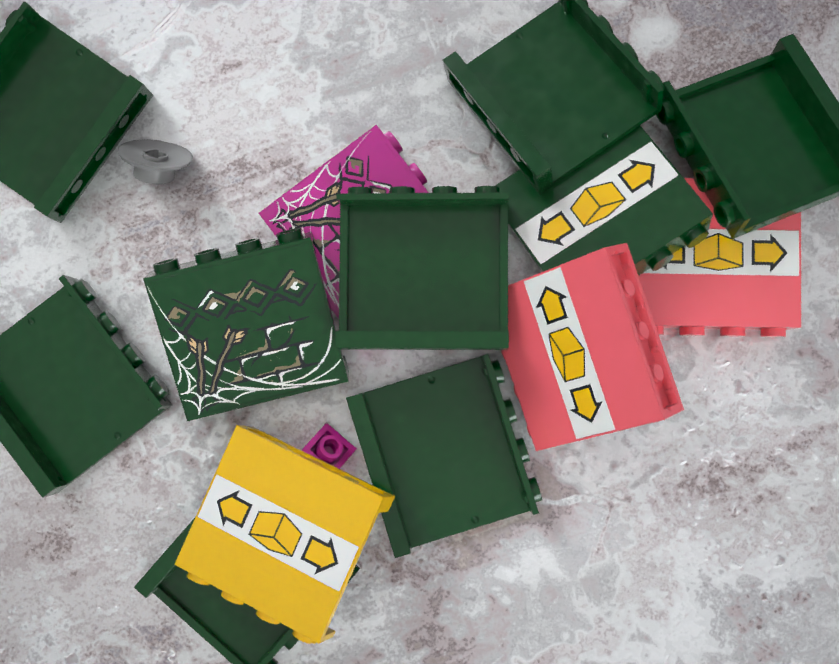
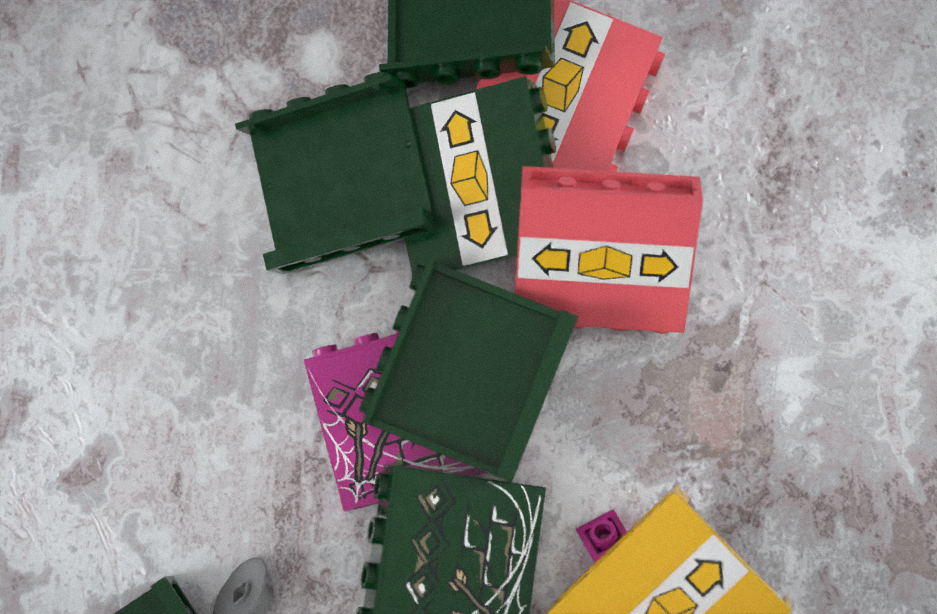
camera: 70 degrees left, 5 degrees down
(444, 452) = (650, 421): dark green panel -> none

